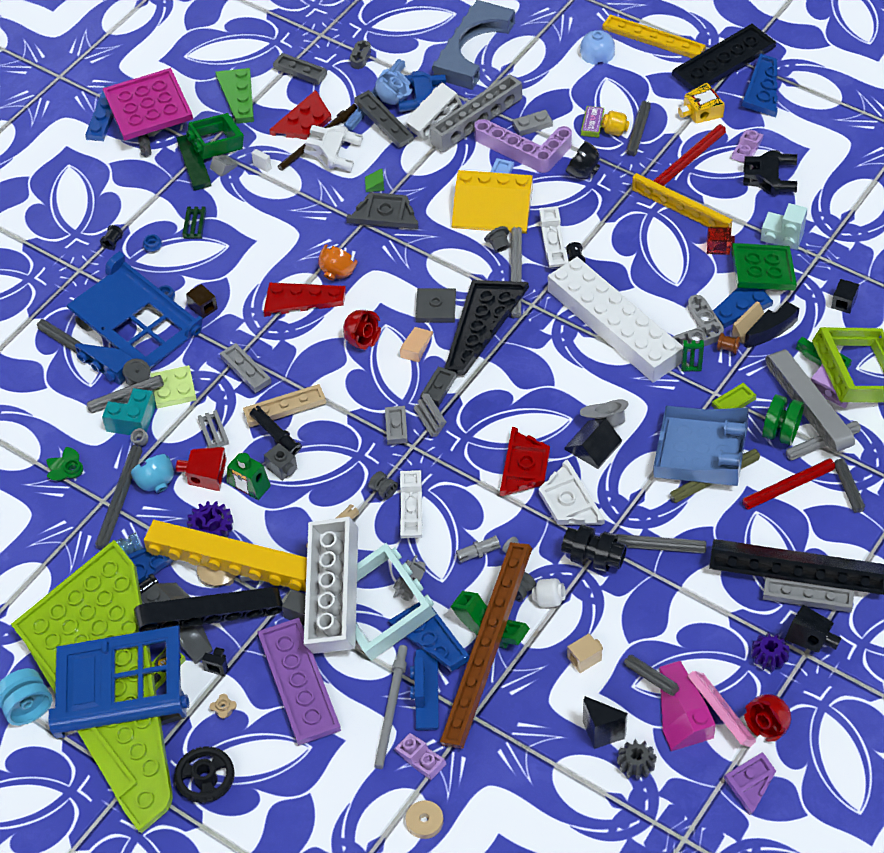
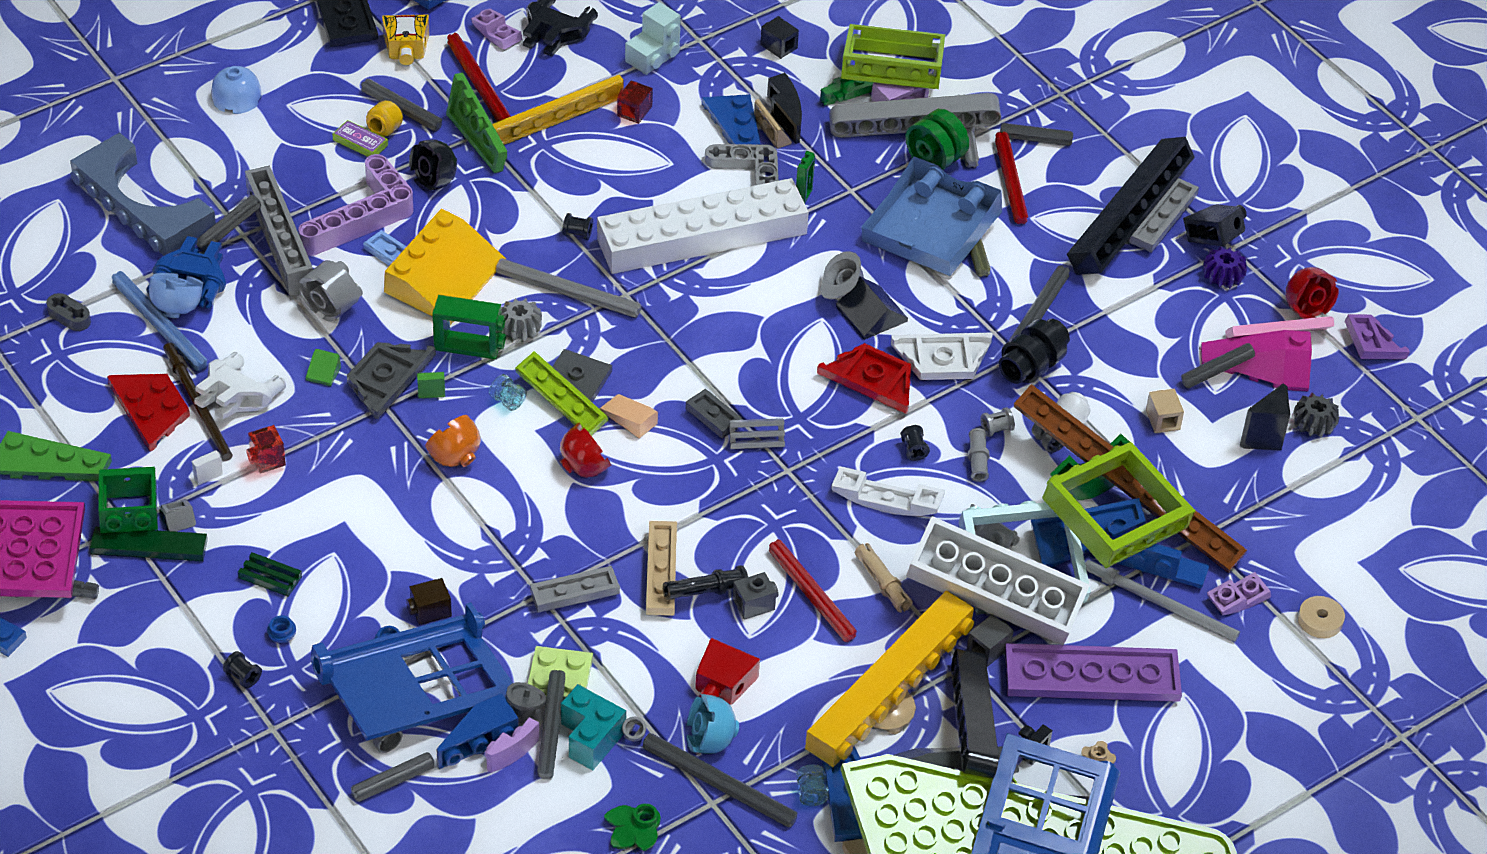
camera: 75 degrees left, 5 degrees down
(97, 380) = (510, 749): none -> lavender slope
(205, 783) = (1193, 795): black wheel -> none
(209, 417) = (658, 649): light grey tile -> none
(210, 519) = (814, 690): dark purple gear -> none
(248, 476) = (764, 629): green torso -> none
(285, 178) = (266, 449): none -> clear red brick
(290, 296) = (478, 507): red wing -> none
(300, 68) = (51, 379): dark grey plate -> none
(303, 494) = (812, 590): none -> red axle
(383, 485) = (842, 509): dark grey wheel -> none
(384, 119) = (221, 321): dark grey plate -> none
(385, 234) = (431, 385): none -> bright green tile
(396, 425) = (753, 470): light grey plate -> none
(398, 274) = (510, 394): none -> clear light blue wheel
(411, 301) = (561, 393): none -> lime tile
(420, 665) = (1089, 531): none -> lime window
(433, 109) = (249, 267): white wedge -> none
(434, 154) = (330, 289): none -> light grey brick
(438, 230) = (472, 312): none -> green window
(467, 87) = (229, 222): none -> dark grey axle
(468, 256) = (521, 319): none -> light grey gear
(469, 507) = (915, 444): none -> black bush
(482, 315) = (629, 337): black wing -> none
(498, 239) = (510, 283): dark grey piece -> none
(532, 123) = (322, 192): light grey plate -> none
(552, 236) = (539, 240): white slope -> none
(637, 166) = (474, 123): none -> bright green wing
(653, 36) = (250, 39): yellow tile -> none
(728, 343) = (797, 146): dark orange bush -> none
(735, 398) = (872, 177): lime tile -> none
(763, 266) = (700, 80): green plate -> none

